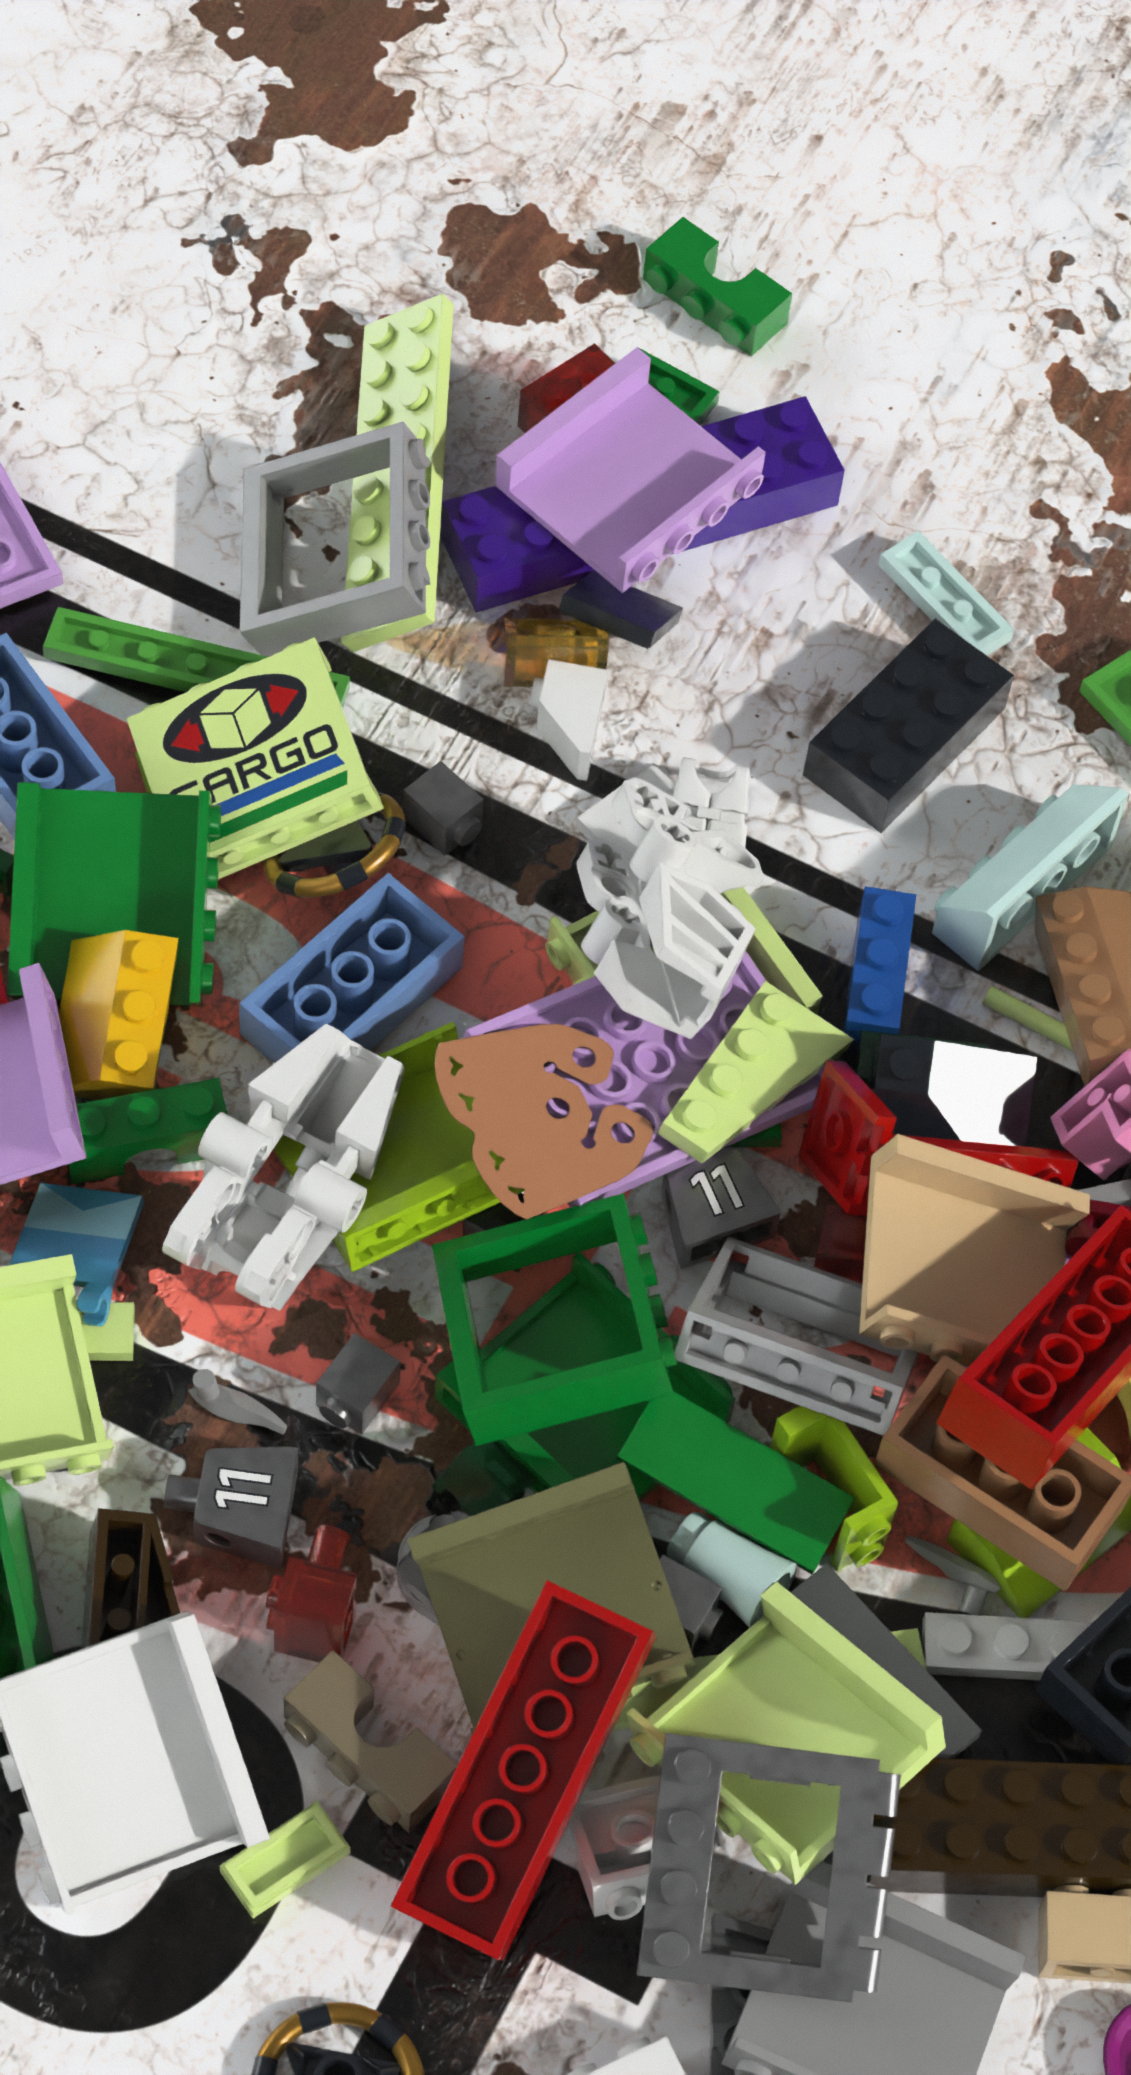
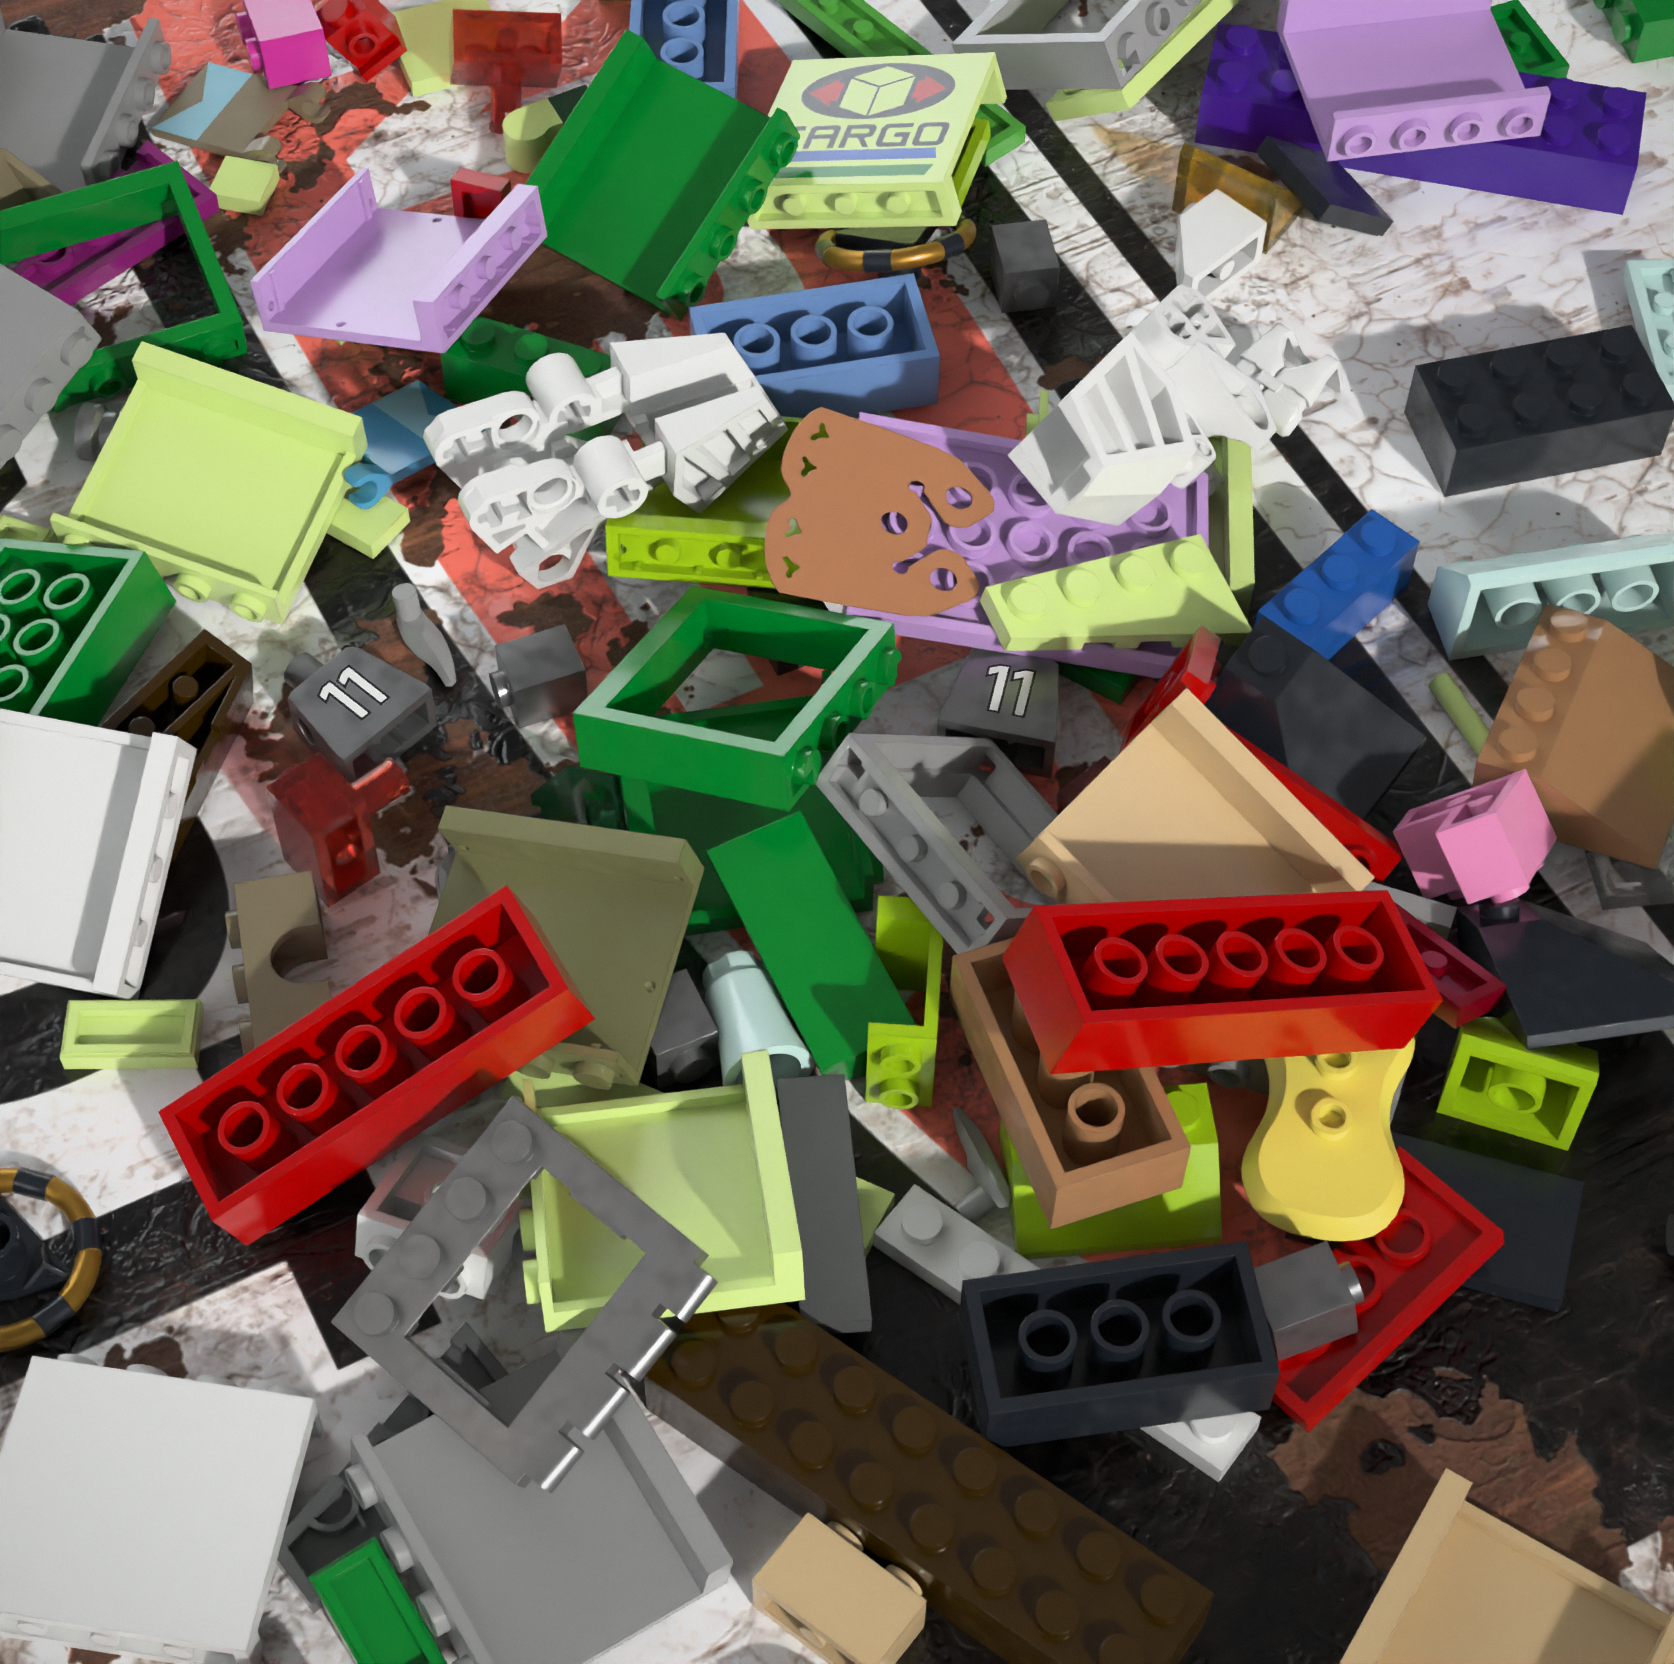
camera: 40 degrees right, 5 degrees down
(116, 1011) = (592, 275): yellow slope -> none

